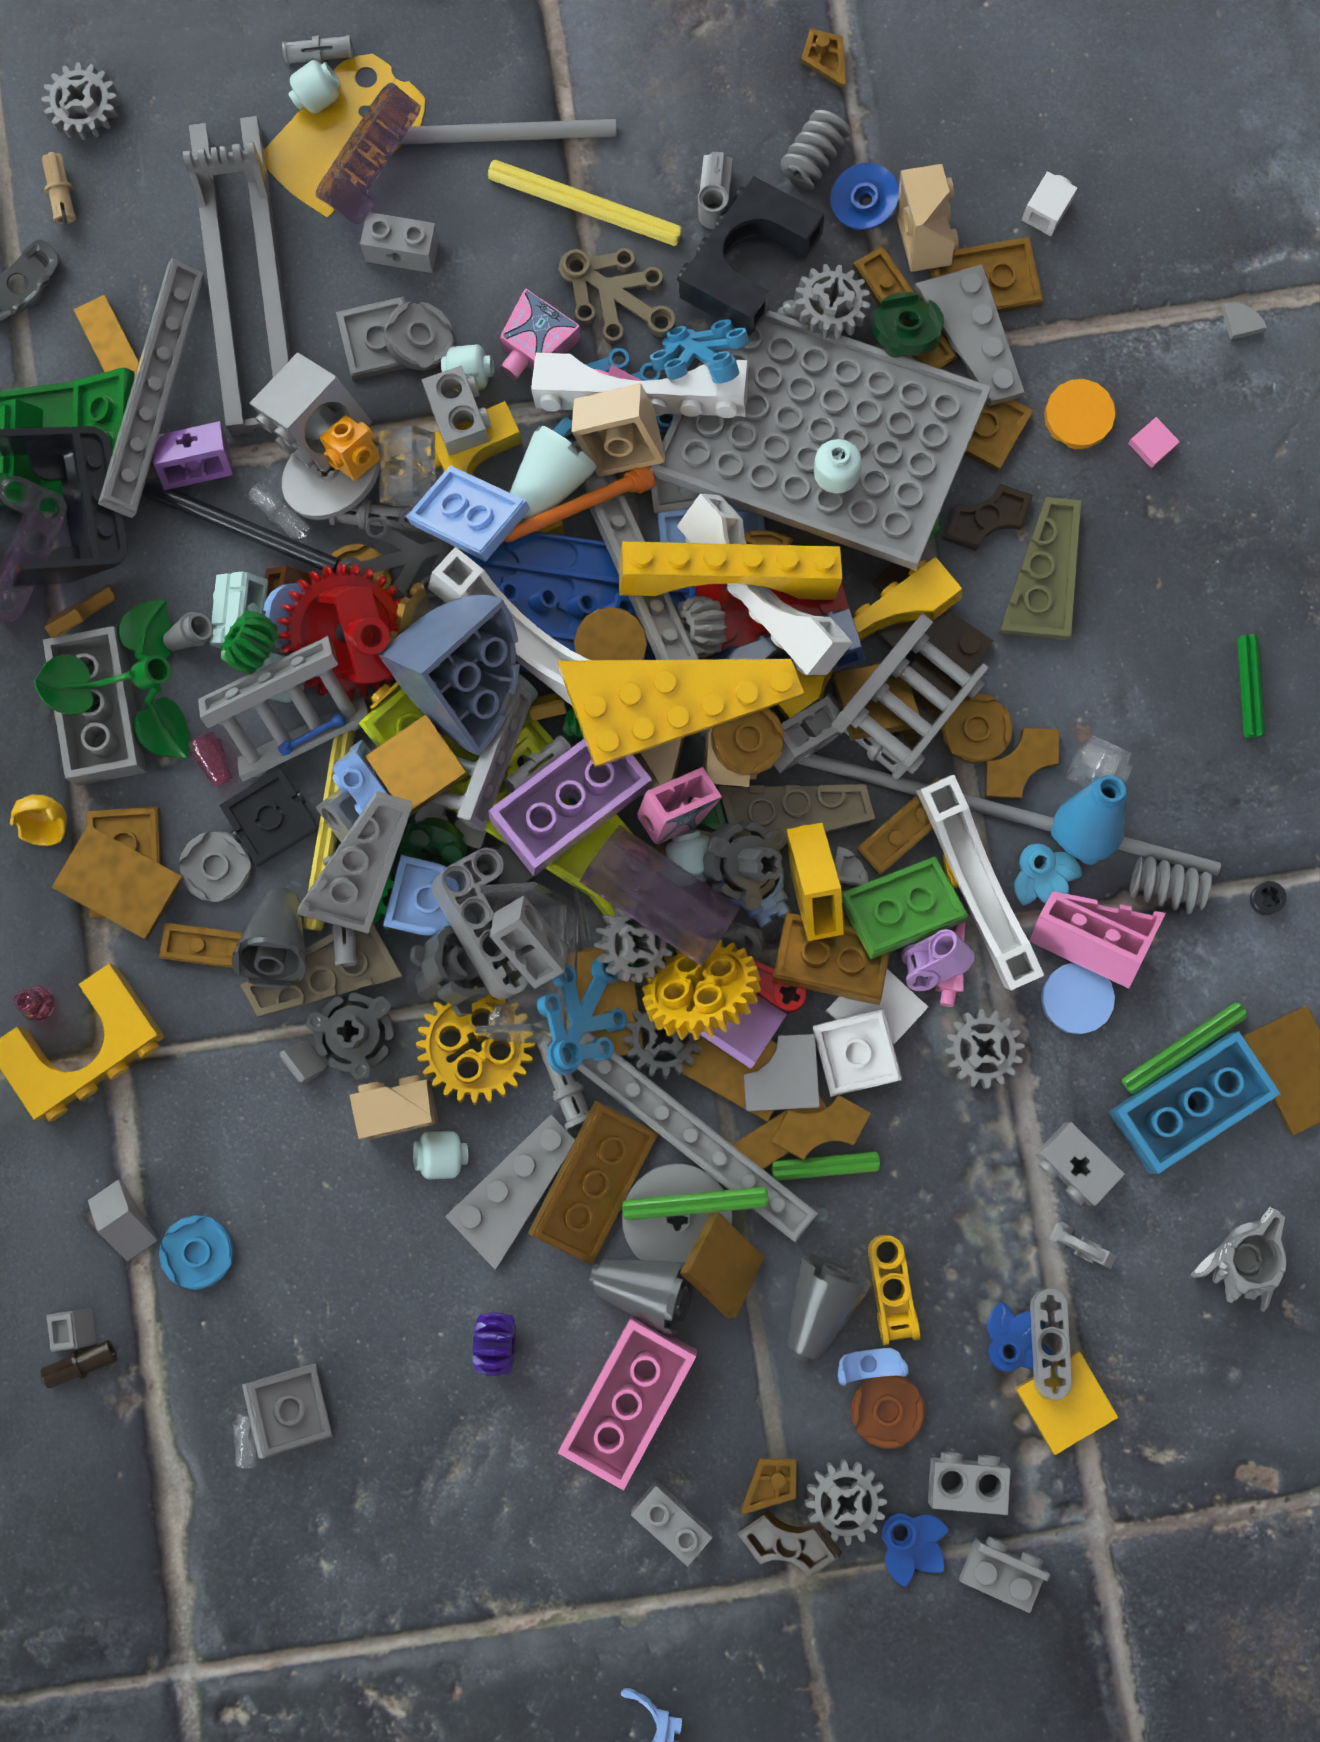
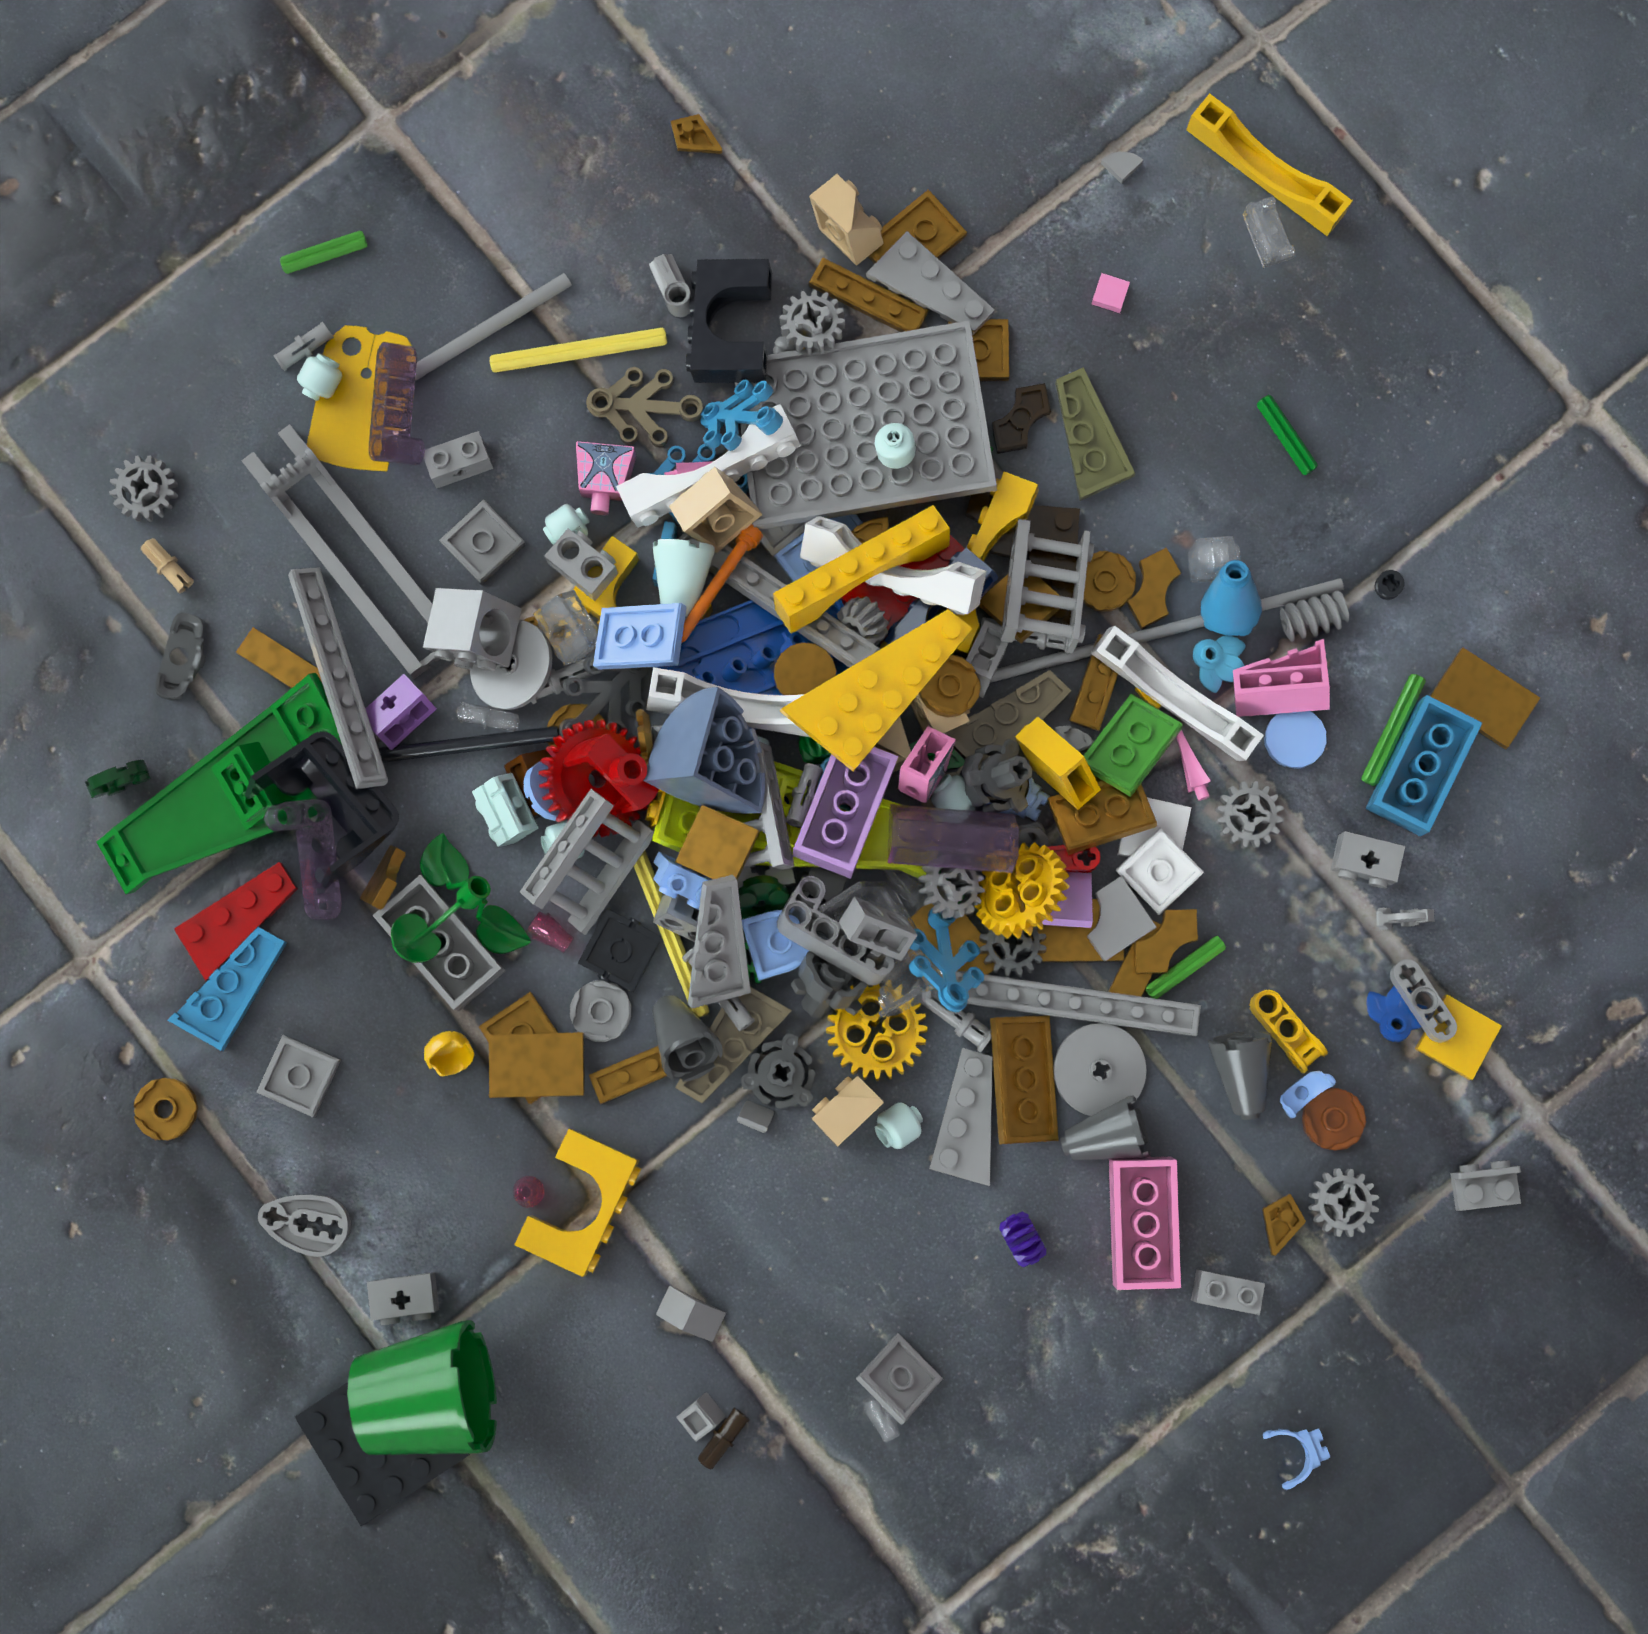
camera: 30 degrees left, 0 degrees up
(189, 631) = (477, 845): light grey cone -> none
(196, 1252) = (760, 1304): dark azure tile -> none
(249, 642) = (534, 827): green gear -> none
(287, 747) = (604, 890): blue hinge -> none
(350, 447) = (519, 637): light orange brick -> none
(418, 335) = (514, 522): light grey tile -> none
(547, 706) = (782, 746): yellow tile -> none
(695, 1203) = (1108, 1050): bright green axle -> none
(722, 1265) = (1155, 1083): pearl gold tile -> none
(805, 1547) = (1335, 1251): tile -> none
(814, 148) = (728, 212): light grey piece -> none
(863, 182) = (778, 218): blue dish -> none
(905, 340) = (884, 321): dark green plate -> none
(916, 1549) = (1413, 1205): blue plate -> none
(936, 958) = (1178, 769): lavender piece -> none
(966, 1494) = (1426, 1143): light grey brick -> none
(1049, 203) = (929, 155): white brick -> none
(1079, 413) = (1043, 302): light orange tile -> none
(1249, 1259) = (1529, 856): light grey piece -> none

